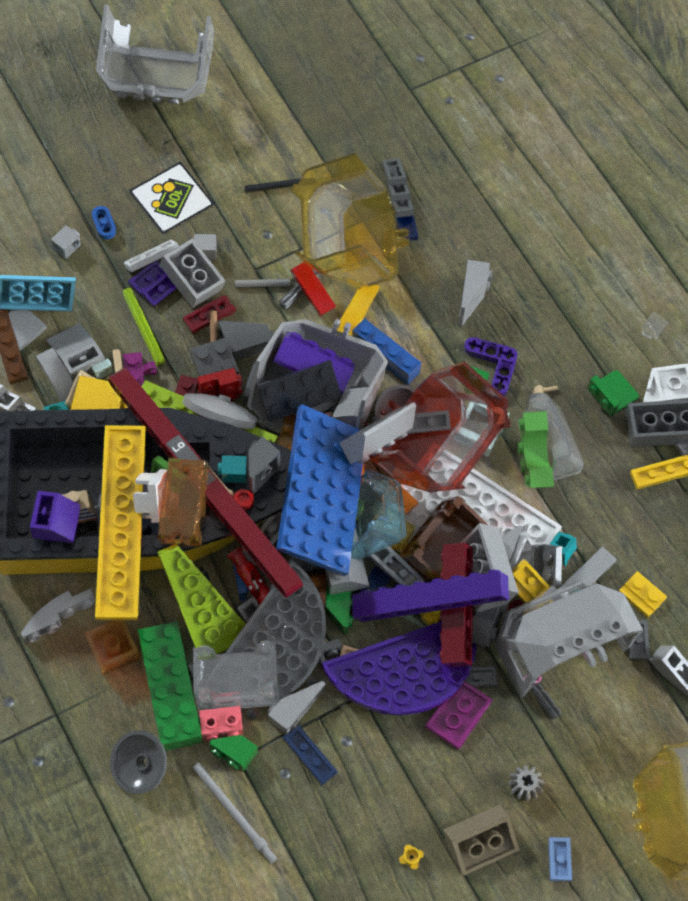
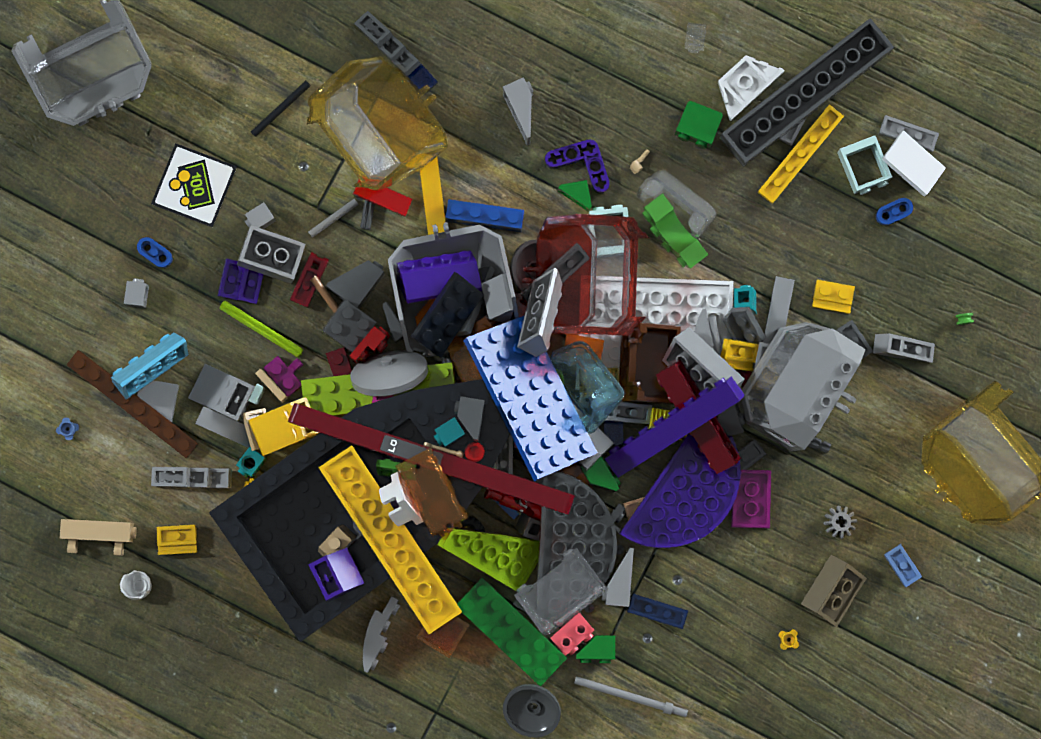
camera: 30 degrees left, 20 degrees up
(150, 255) = (220, 257): white tile -> none

